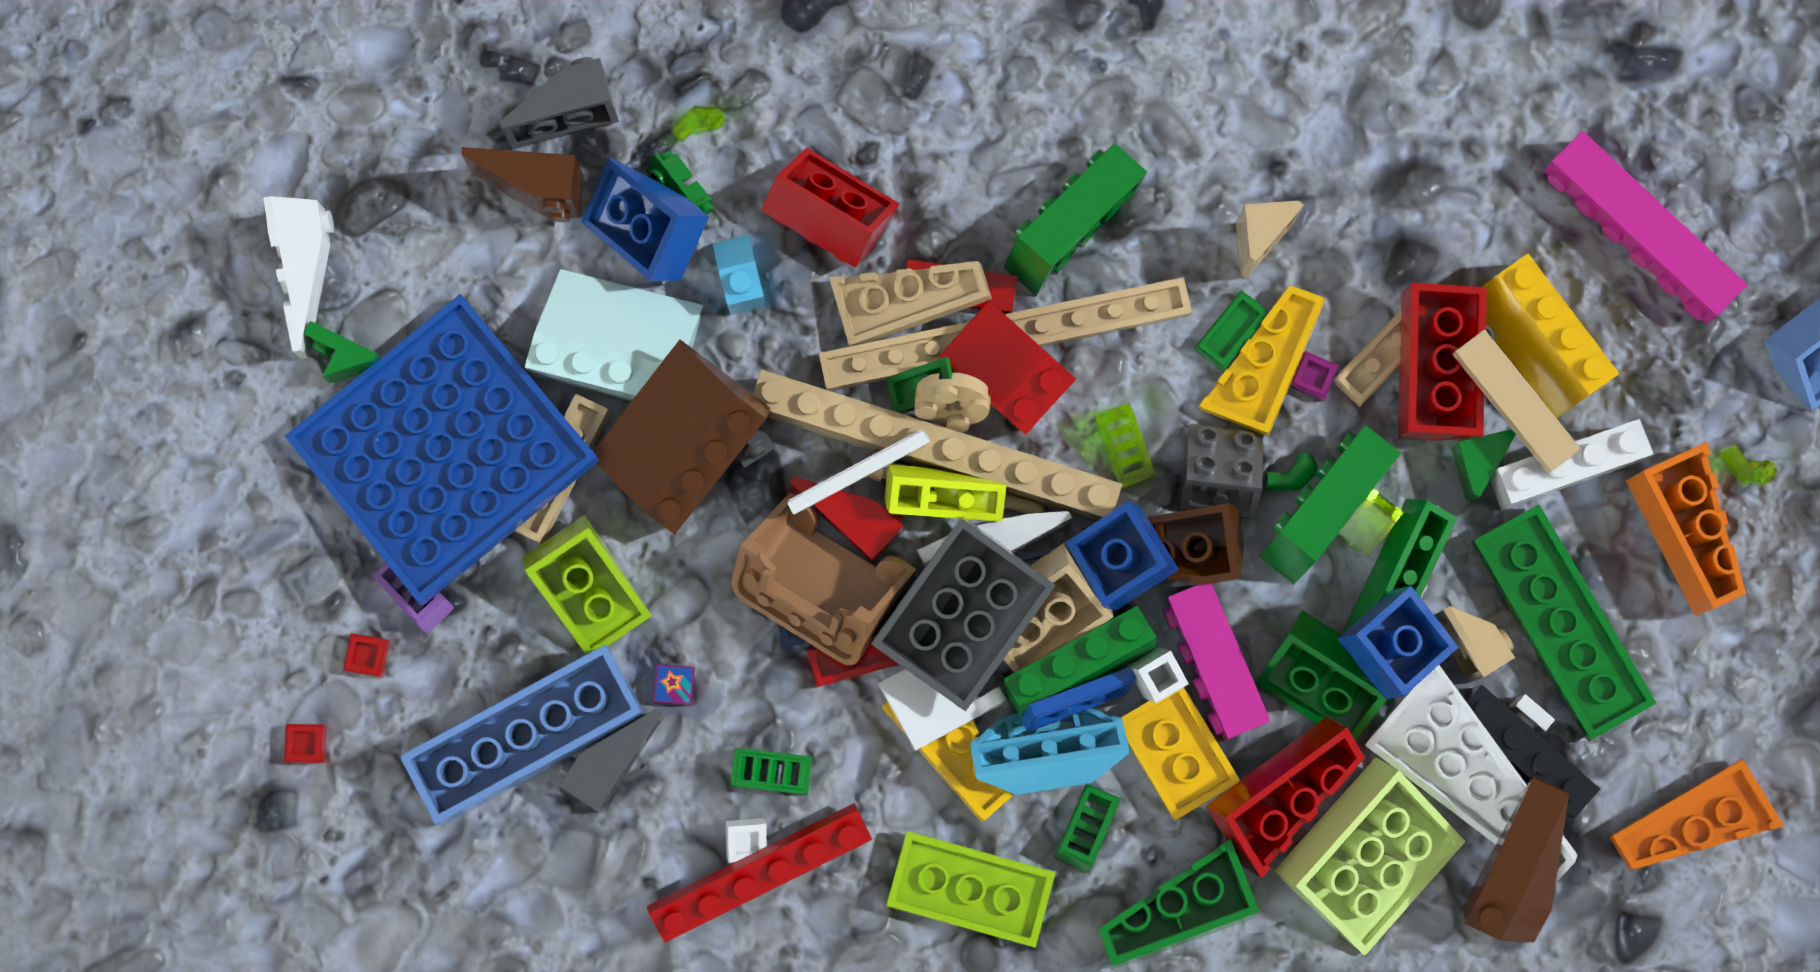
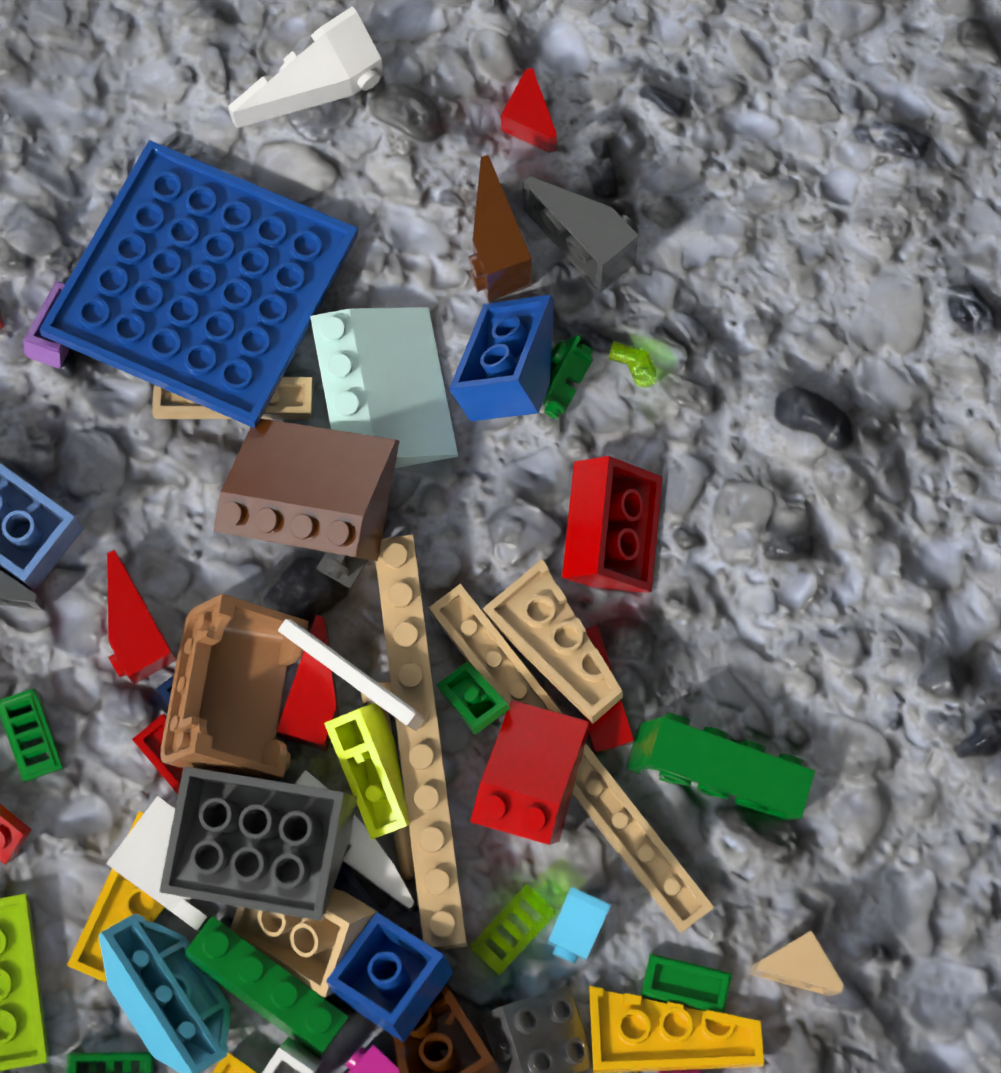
camera: 65 degrees right, 5 degrees down
(348, 357) = (250, 156): green slope -> none
(432, 101) = (528, 115): none -> red slope
(585, 586) = (130, 474): lime slope -> none
(674, 684) = (75, 604): tile -> none
(729, 643) = (131, 627): none -> red slope
(739, 275) = (502, 472): medium azure slope -> none
(952, 401) = (467, 734): tan plate -> none
(1078, 699) = (228, 1002): blue tile -> none
(1150, 387) = (577, 926): none -> medium azure slope

